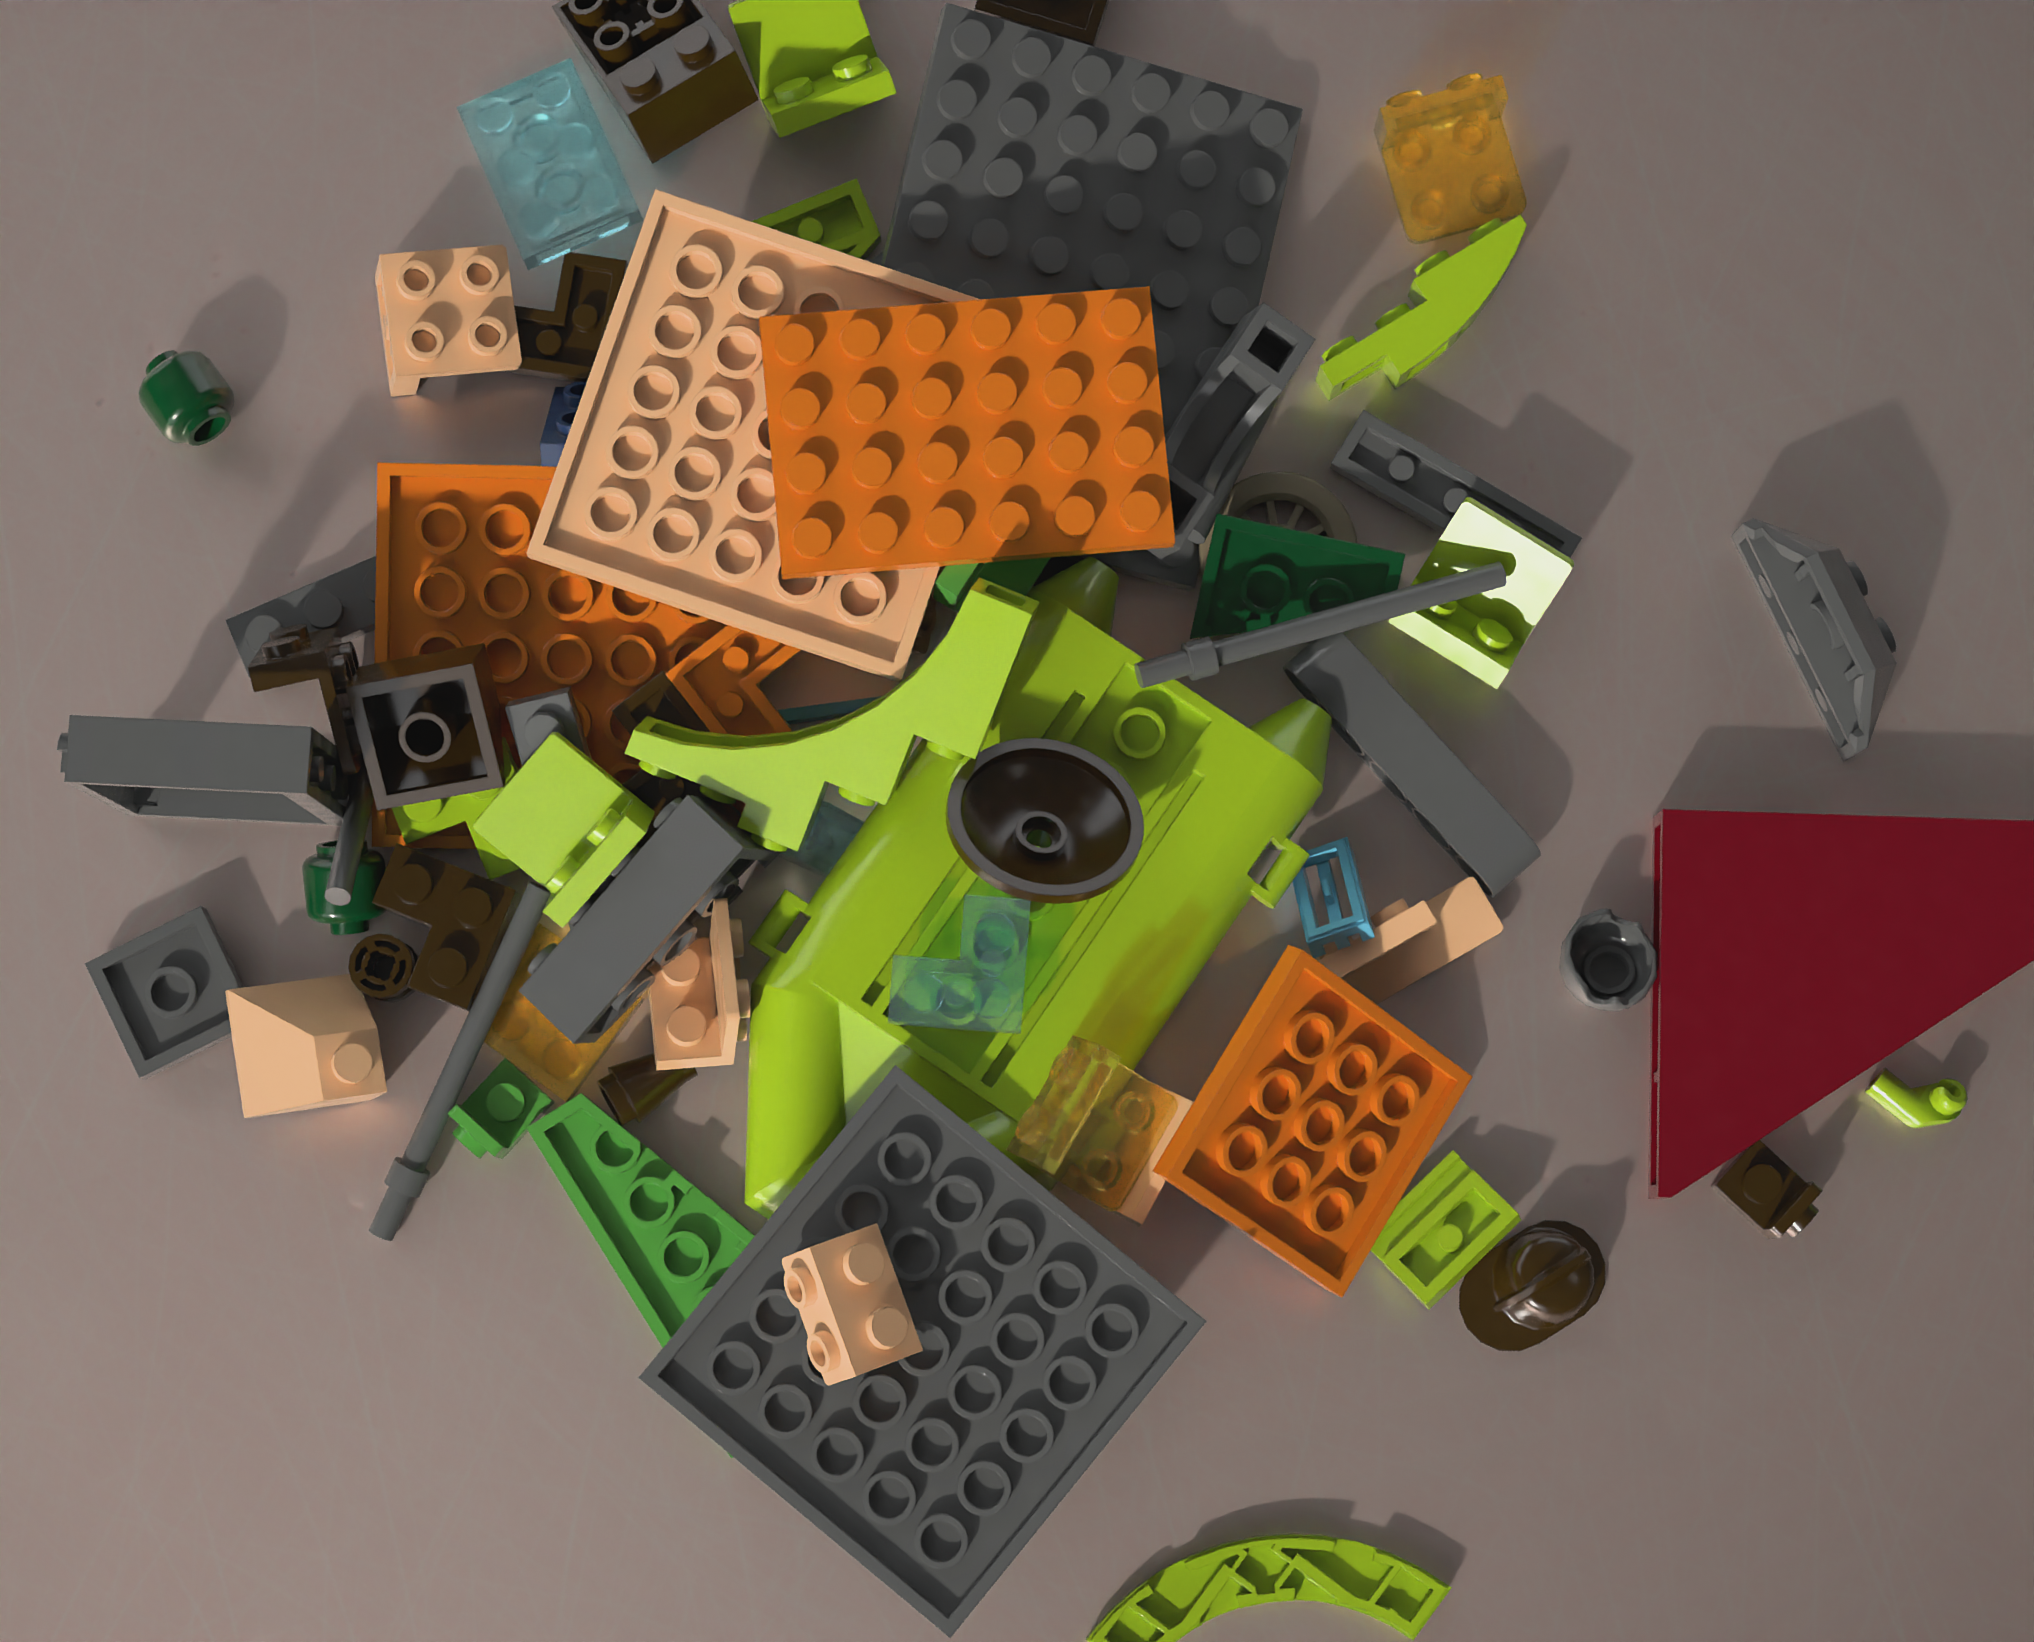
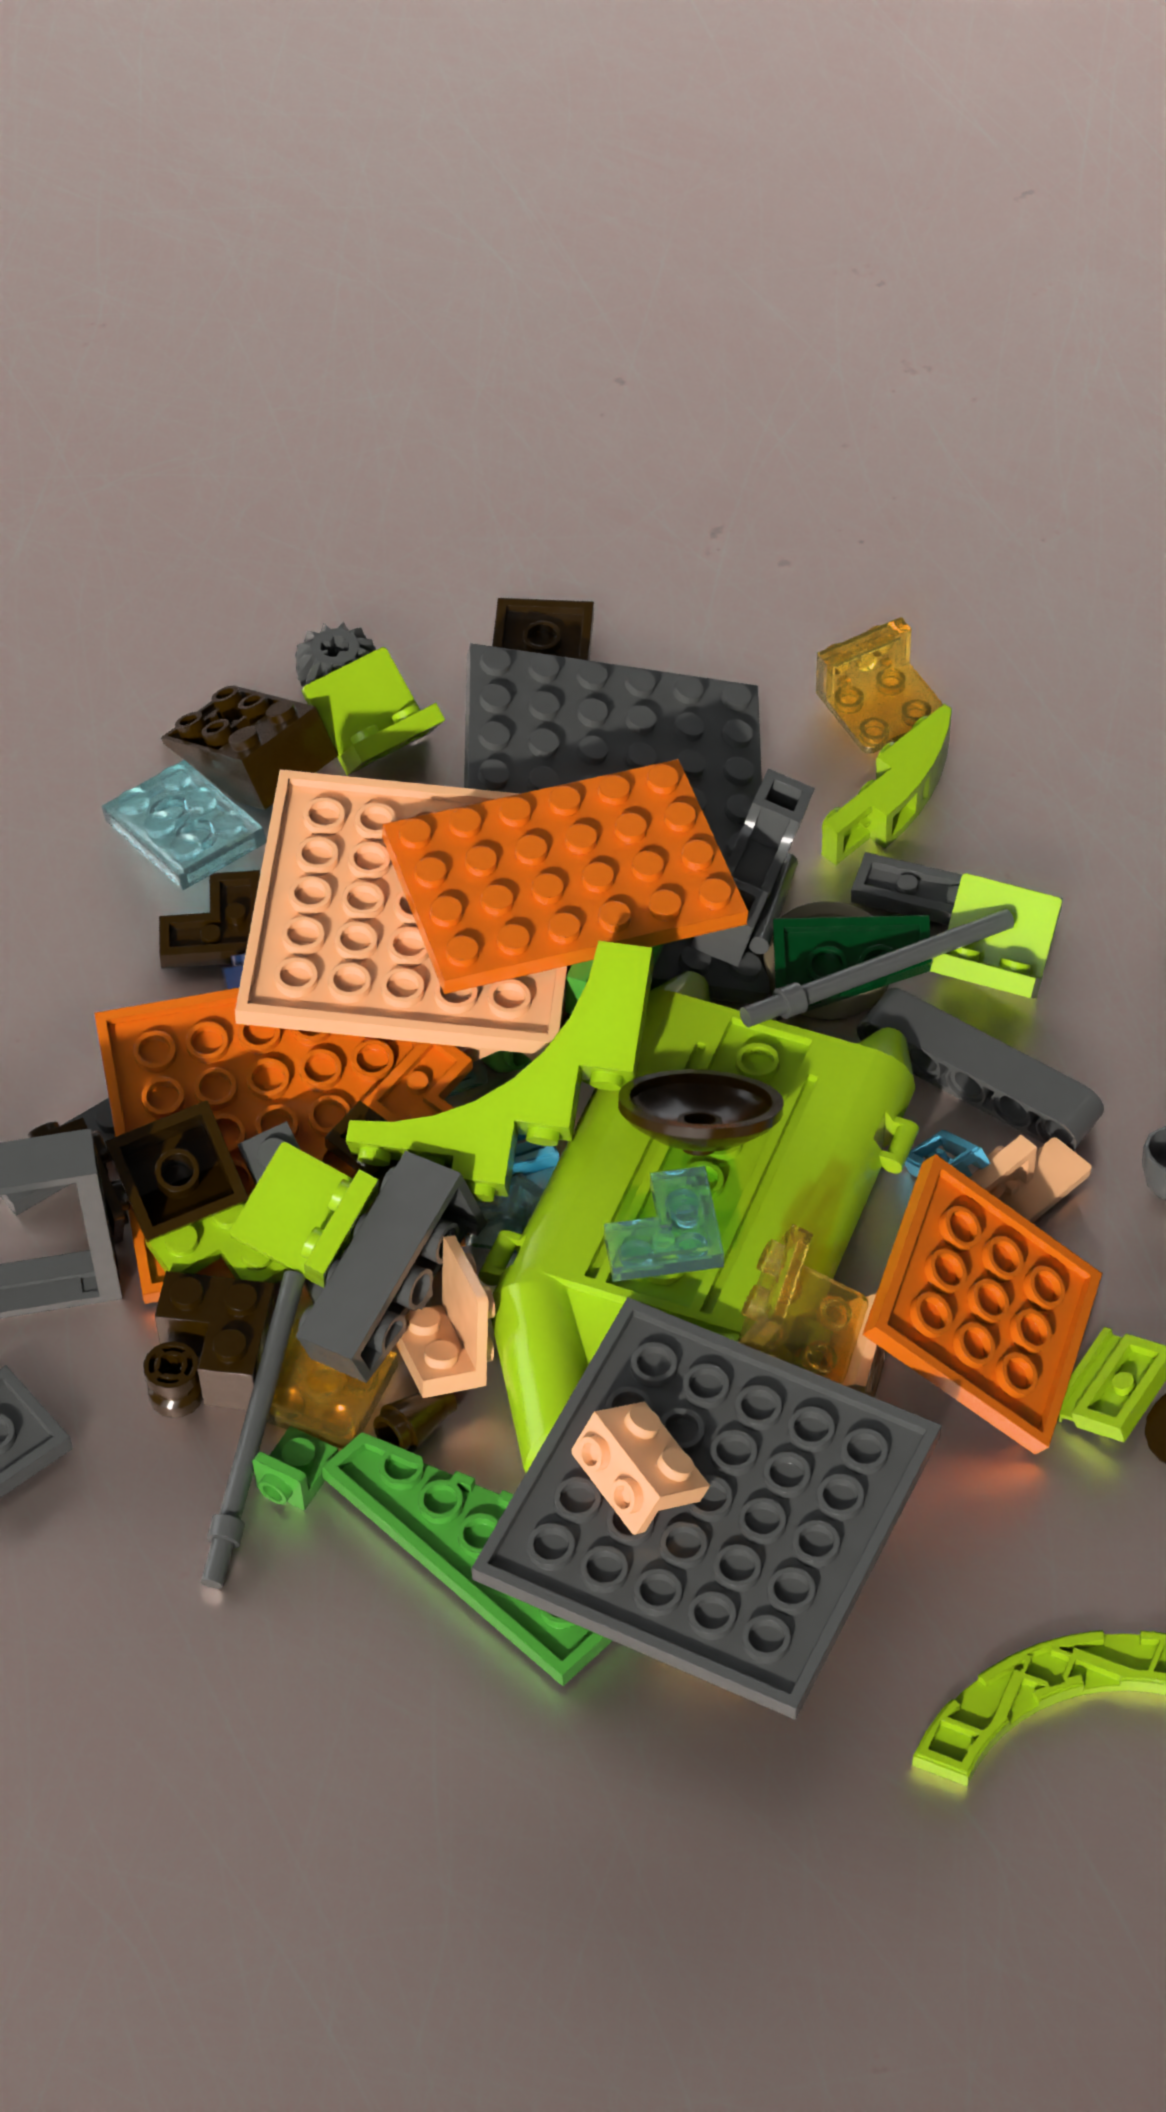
camera: 15 degrees left, 30 degrees down
(304, 1045) = (120, 1449): light nougat slope -> none
(350, 839) = (127, 1272): dark grey bar -> none
(355, 915) = (124, 1326): dark green head -> none
(446, 314) = (119, 926): light nougat bracket -> none

